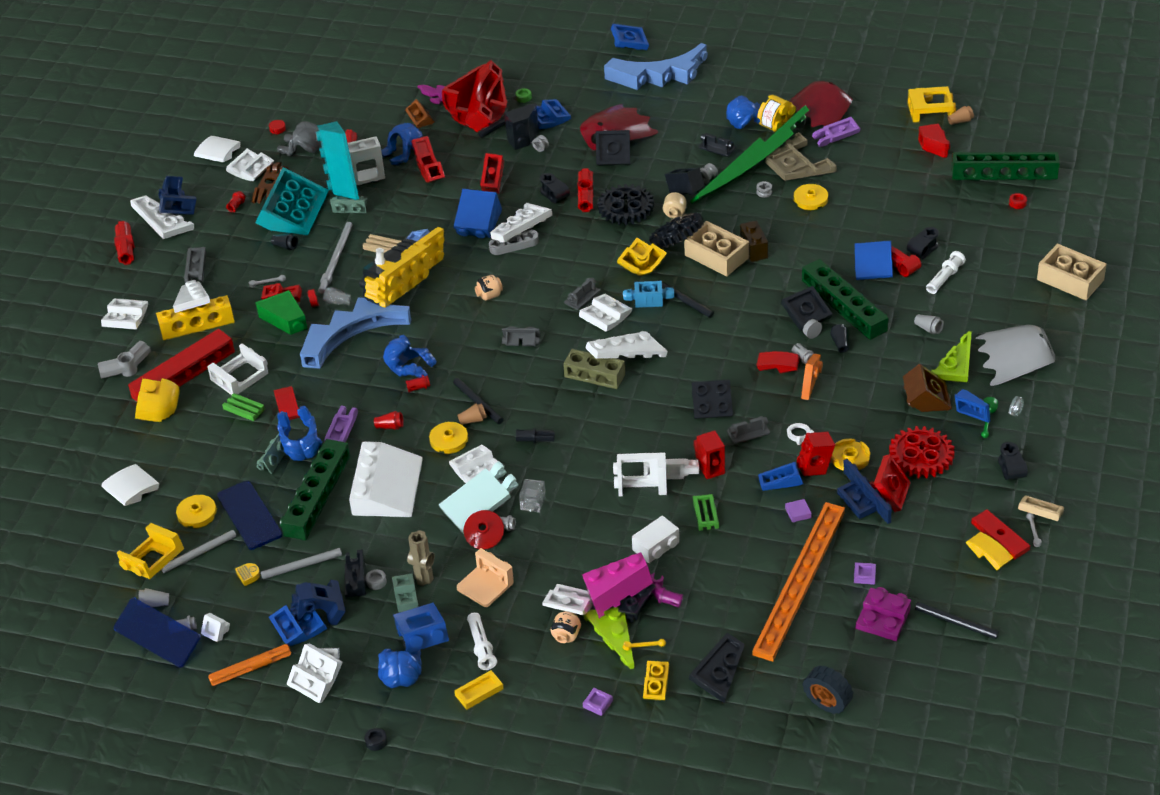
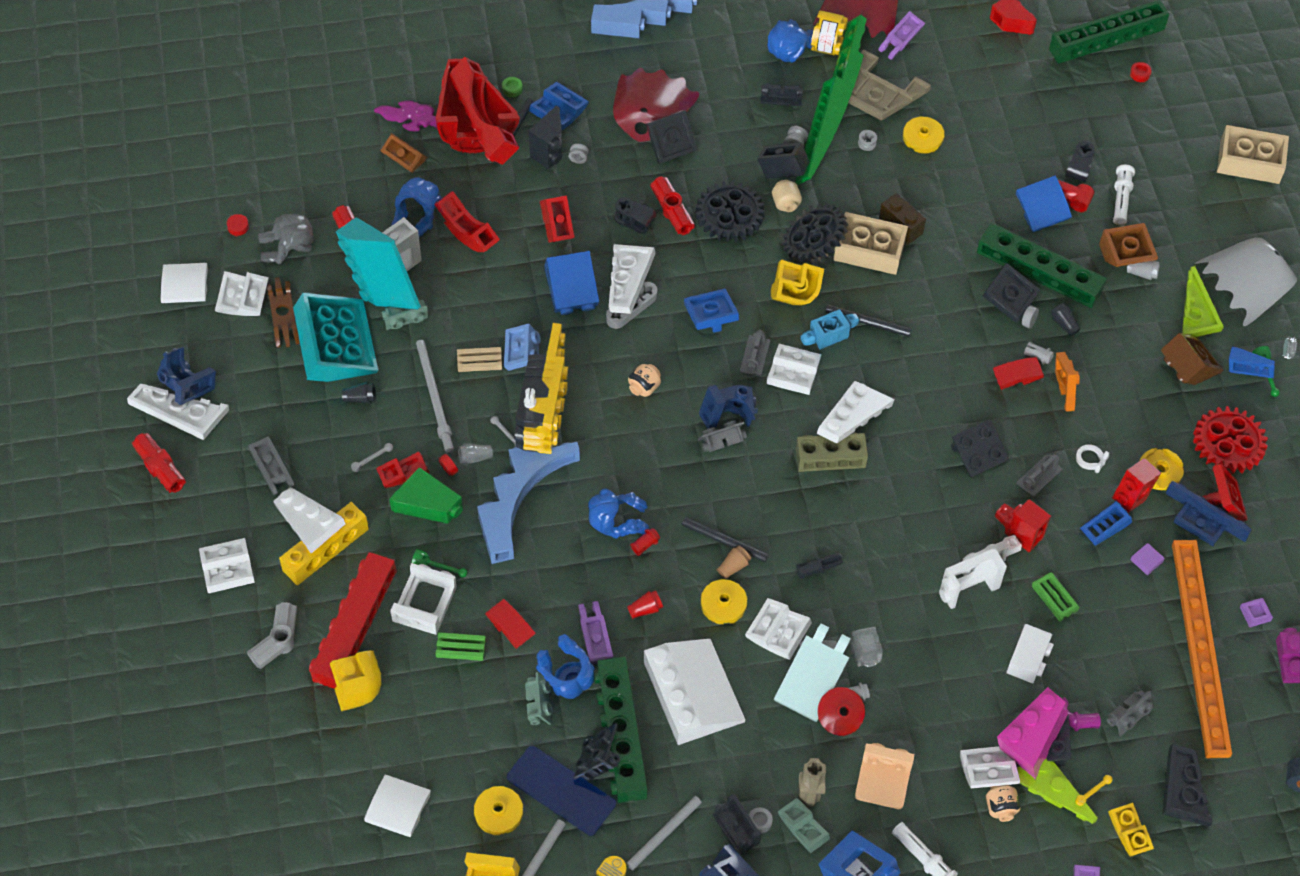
camera: 30 degrees left, 15 degrees up
(238, 198) = (260, 351): red pin -> none
(255, 345) = (422, 557): none -> green hinge
(282, 496) = (596, 754): none -> black hinge
(547, 318) = (725, 400): none -> dark blue tile
(567, 258) = (711, 310): none -> blue hinge
(712, 604) = (1138, 705): none -> dark grey hinge
(921, 300) = (1127, 245): none -> dark orange slope

